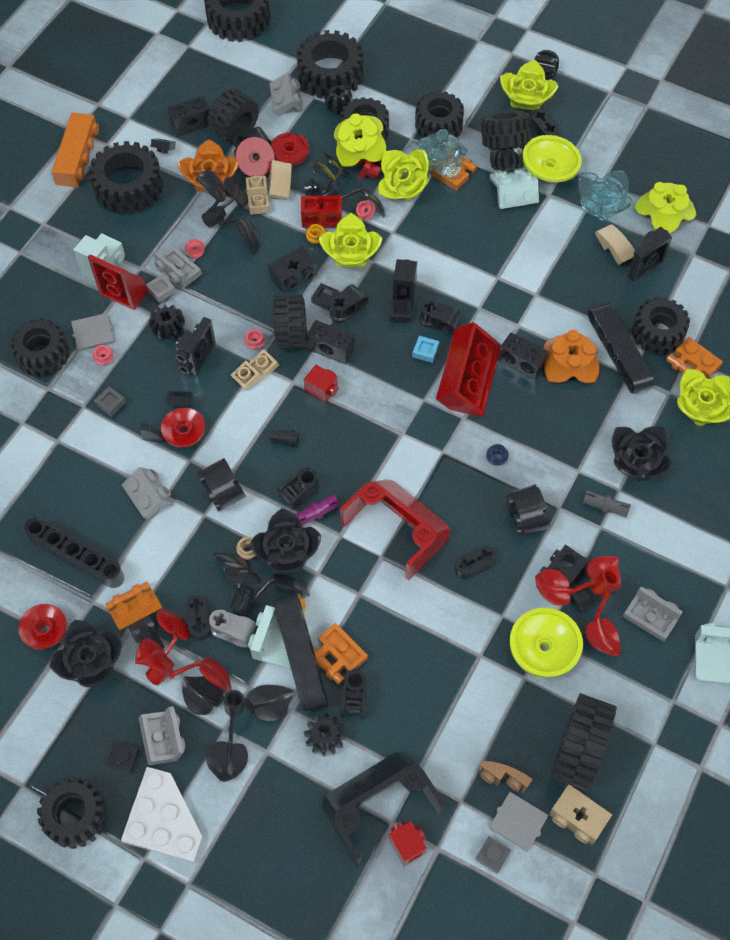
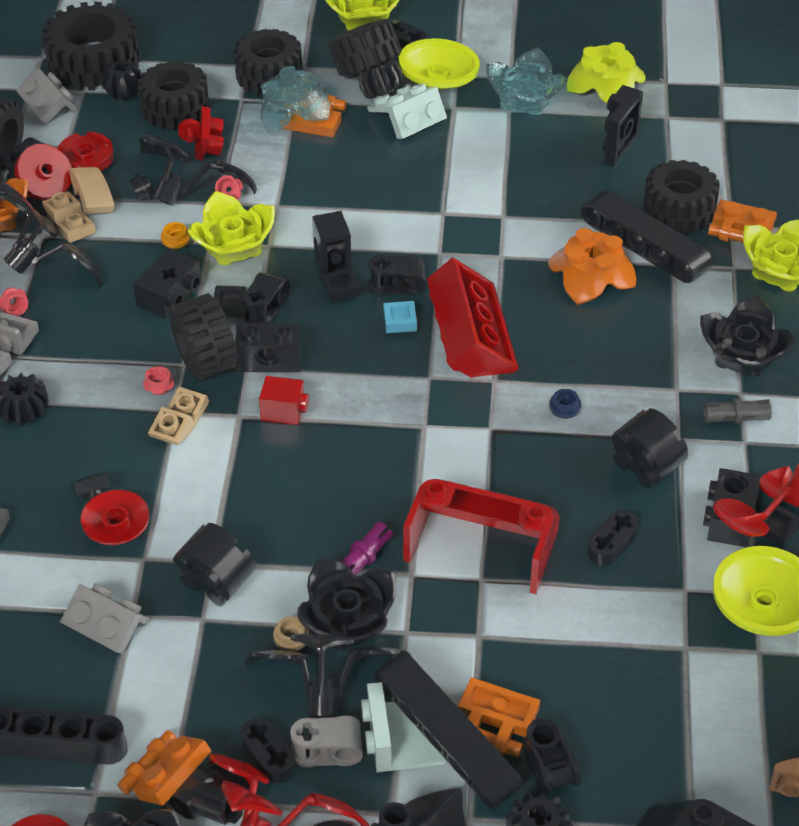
camera: 25 degrees left, 15 degrees down
(150, 434) = (72, 542): black tile -> none
(195, 347) = (82, 411): black plate -> none
(284, 437) = (267, 481): black pin -> none
(296, 491) = (323, 531): black piece -> none
(321, 210) = (171, 202): red brick -> none
(369, 147) = (177, 122): neon yellow brick -> none
(396, 166) = (269, 118): neon yellow brick -> none
(522, 356) = (531, 282): black brick -> none
(618, 244) = (562, 126): tan slope -> none

